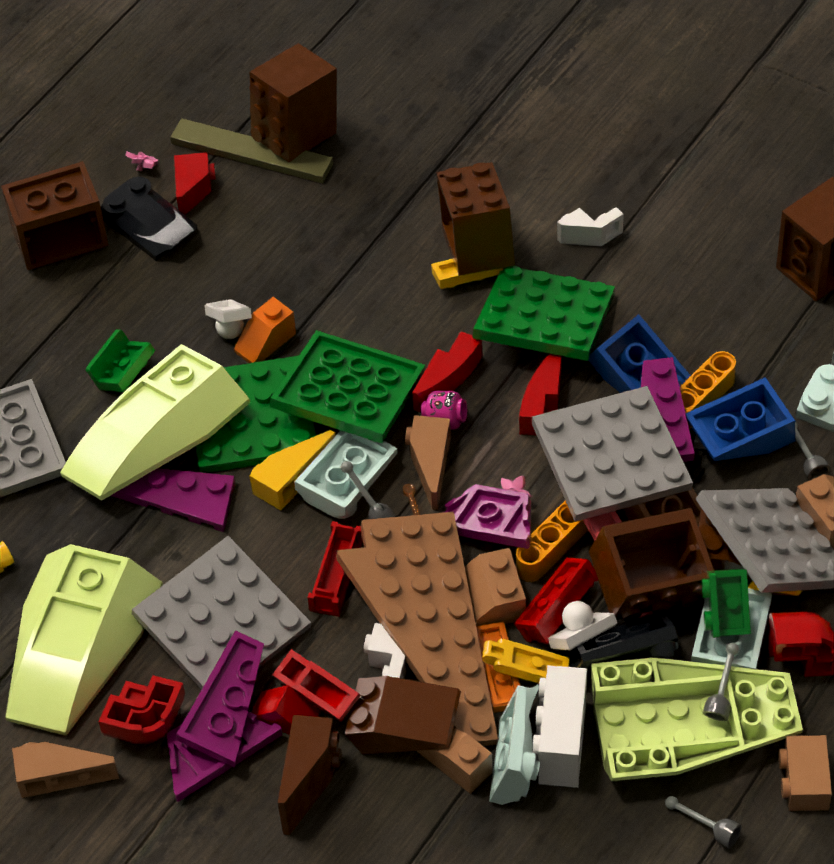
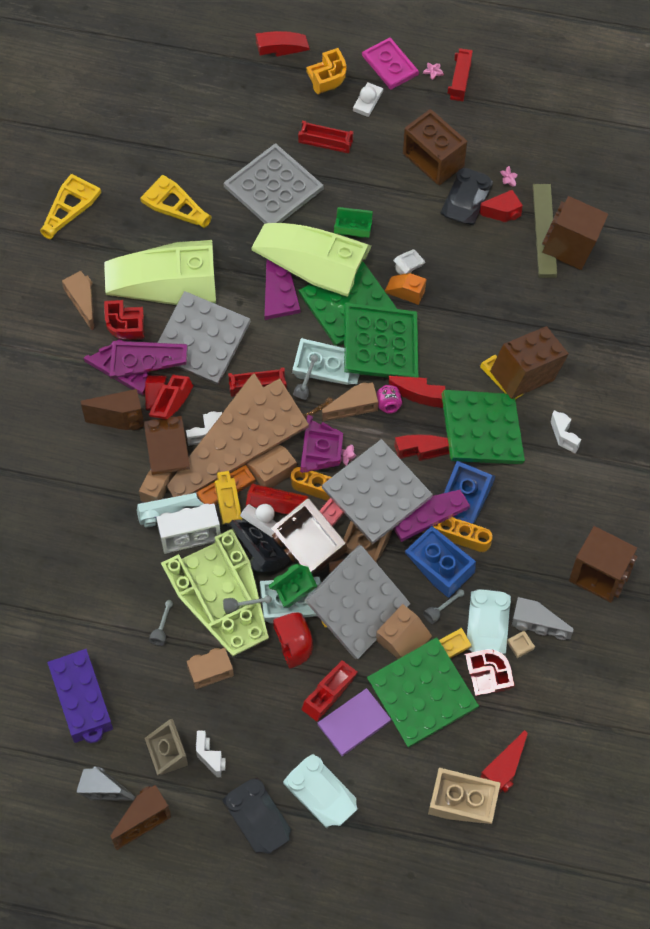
camera: 65 degrees right, 10 degrees up
(276, 475) = (310, 329): yellow slope -> none

